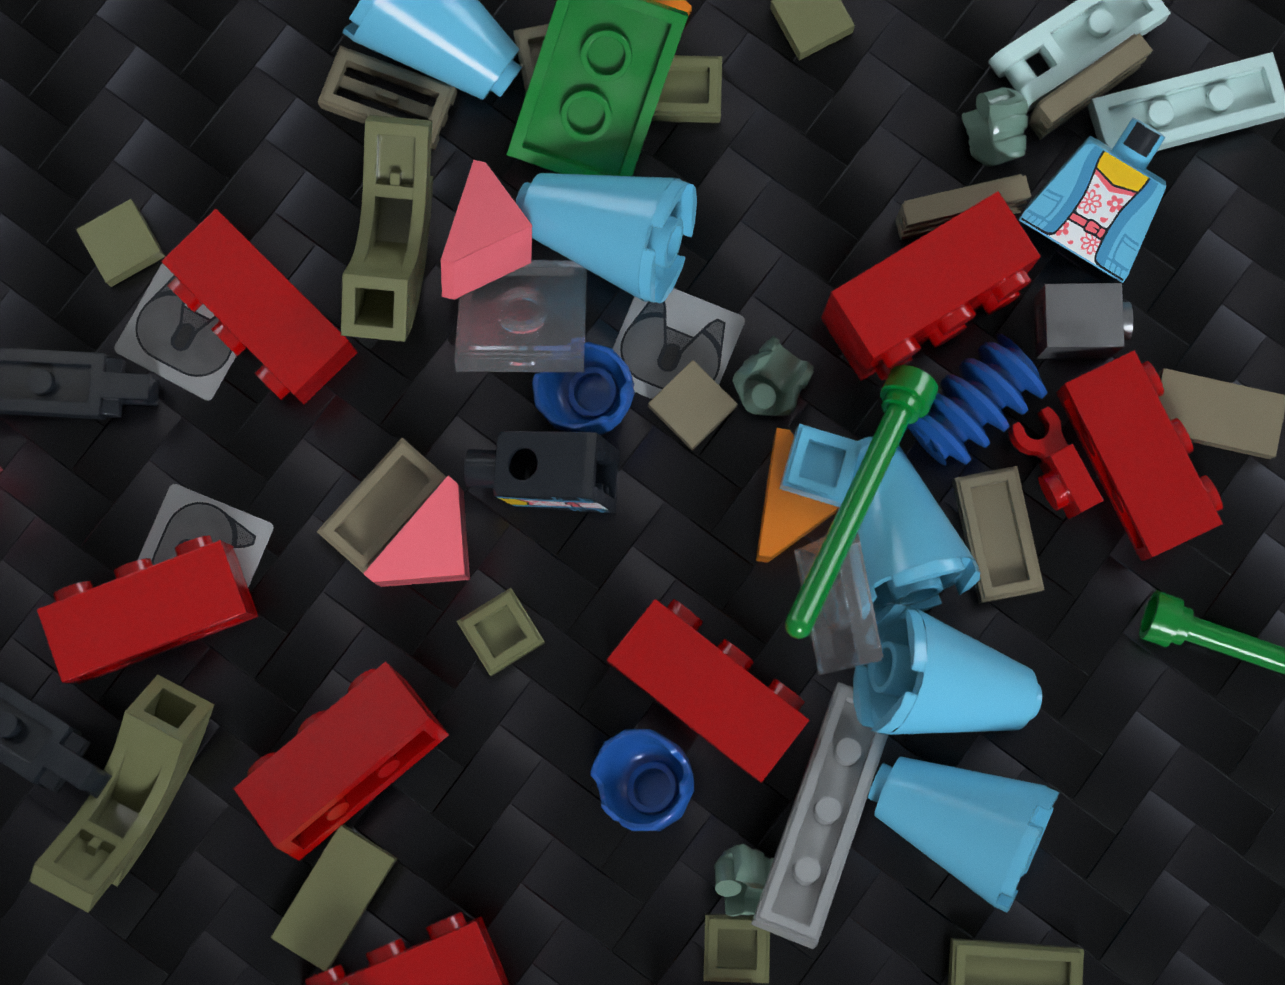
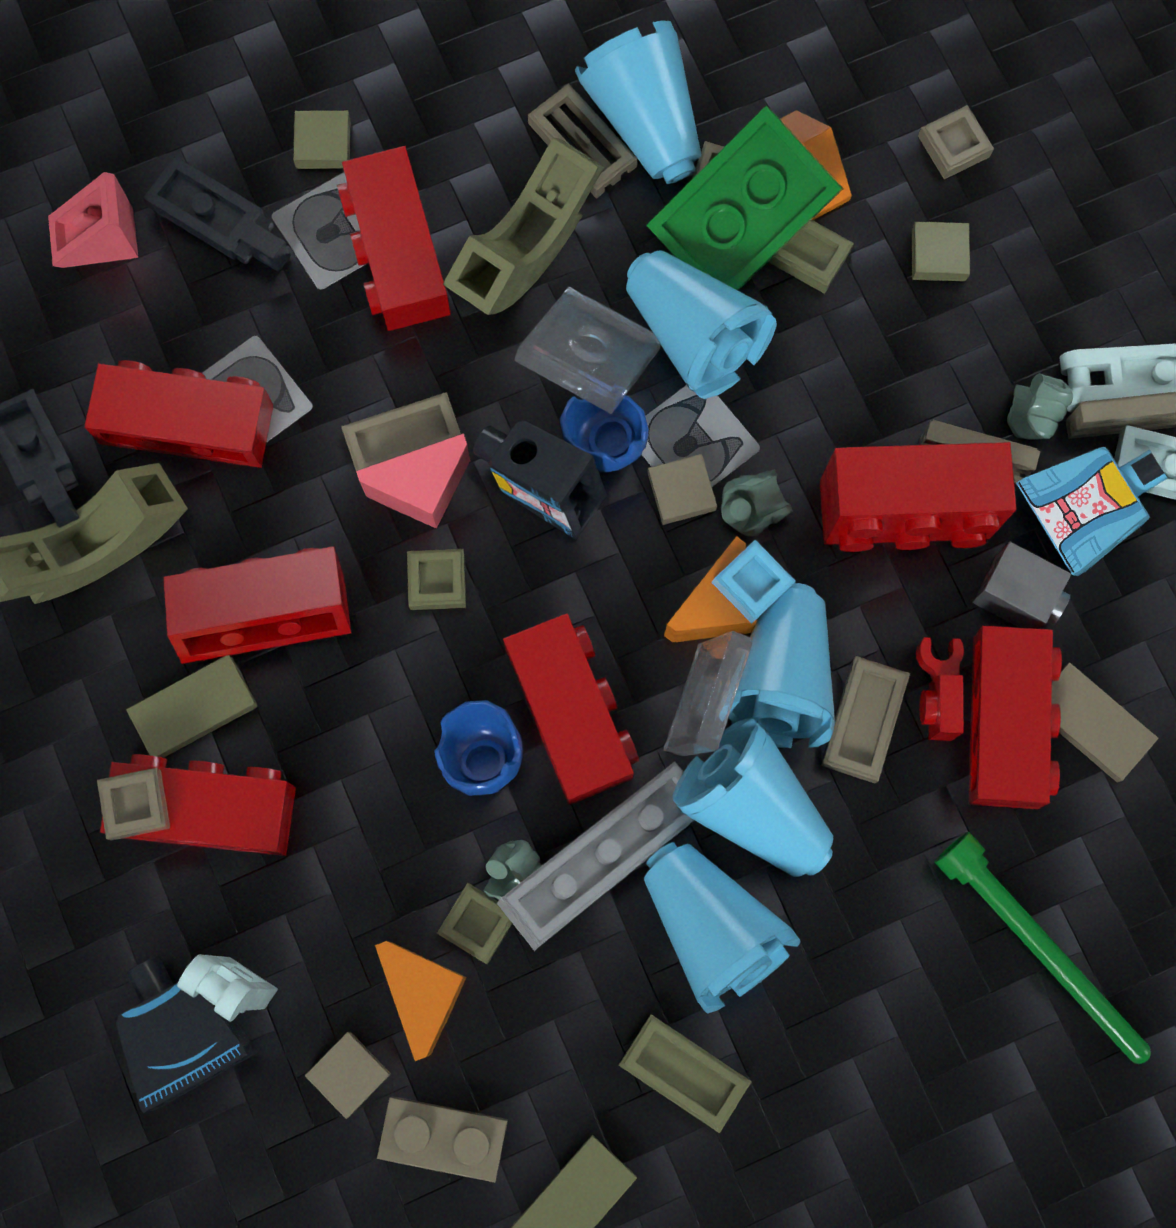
camera: 25 degrees right, 5 degrees down
(486, 236) = (593, 274): coral slope -> none
(905, 398) = (849, 566): green piece -> none
(977, 399) = (904, 603): blue piece -> none

